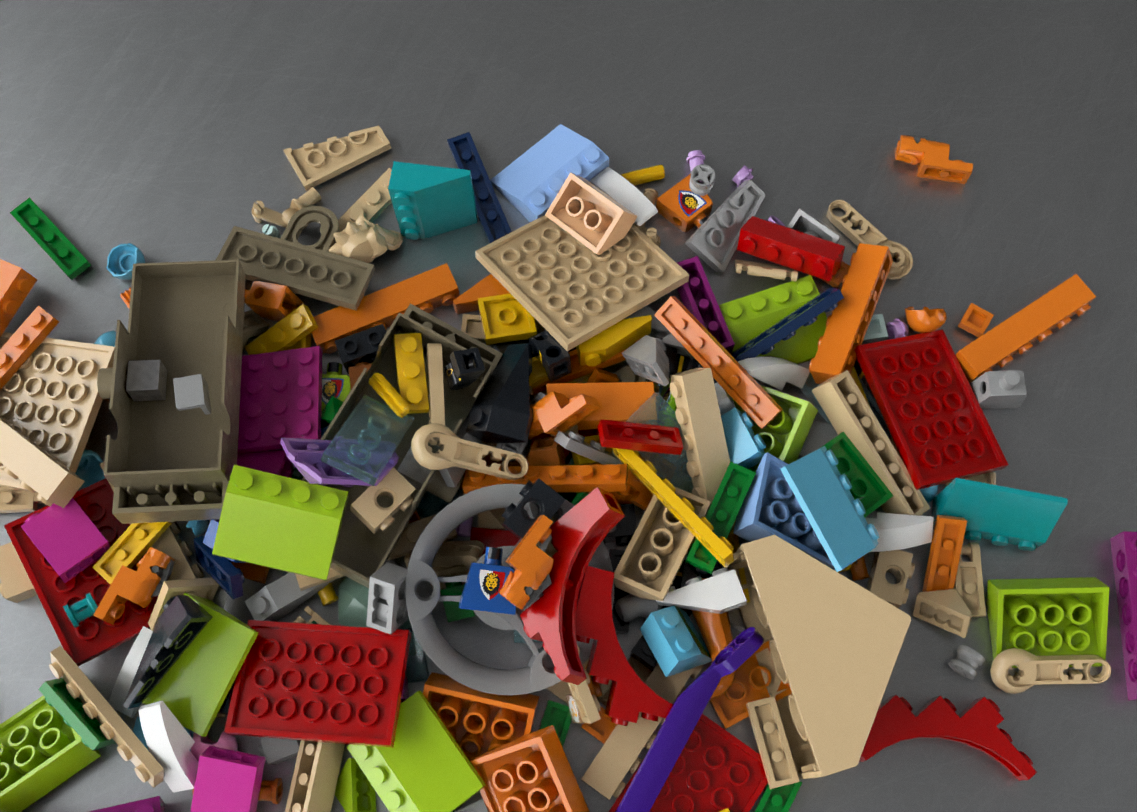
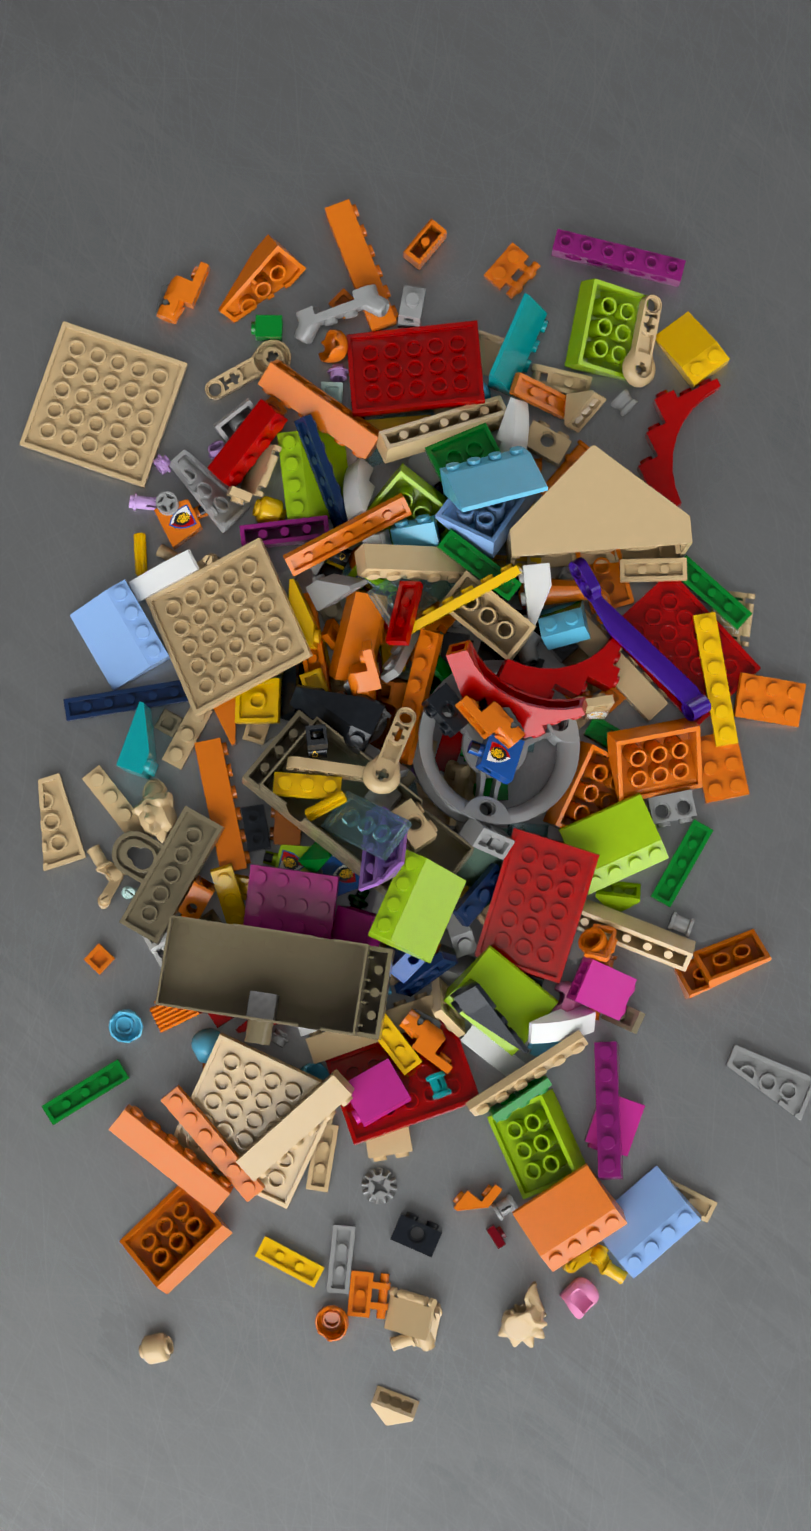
camera: 75 degrees left, 15 degrees up
(192, 393) = (295, 962): light grey panel -> none
(197, 223) = (99, 959): none -> orange plate
(280, 769) = (595, 942): none -> orange piece
(319, 606) = (477, 896): none -> dark blue plate
(460, 261) = (185, 737): none -> tan plate
(466, 241) = (168, 723): none -> dark tan tile
(551, 355) = (308, 670): black leg -> none
(590, 214) = (180, 608): light nougat slope -> none
(724, 287) = (268, 510): none -> yellow head
(730, 251) = (238, 495): none -> tan plate
(790, 110) = (103, 404): none -> tan plate
(924, 248) = (267, 327): none -> green brick
(976, 232) = (263, 275): none -> orange wedge
(991, 331) = (312, 318): none -> light grey plate
(1059, 734) = (691, 350): none -> yellow slope
(1074, 389) = (425, 244): none -> orange brick
(1082, 490) = (505, 268): none -> orange plate

